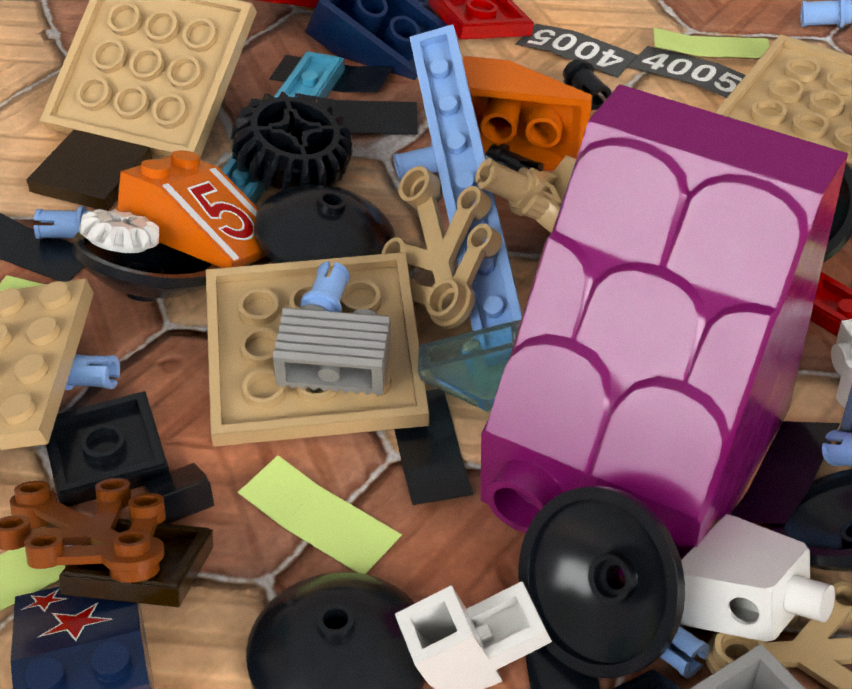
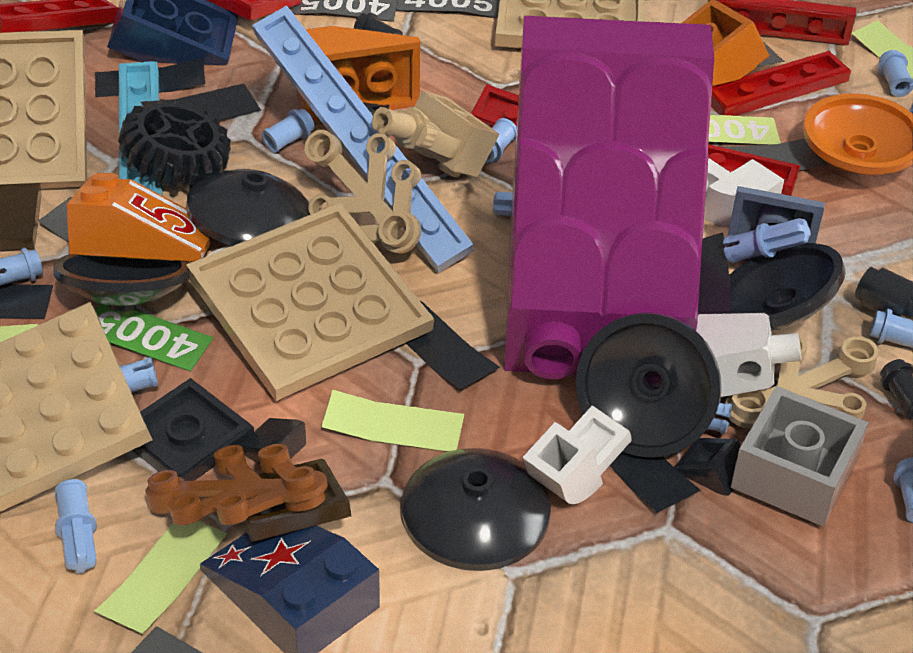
camera: 30 degrees left, 0 degrees up
(119, 231) = (92, 254): white gear -> none
(145, 335) = (153, 336): none -> bright green sticker
(327, 290) = (307, 259): light blue pin -> none
(332, 349) = (341, 292): light grey brick -> none
(469, 363) = (457, 269): clear light blue slope -> none

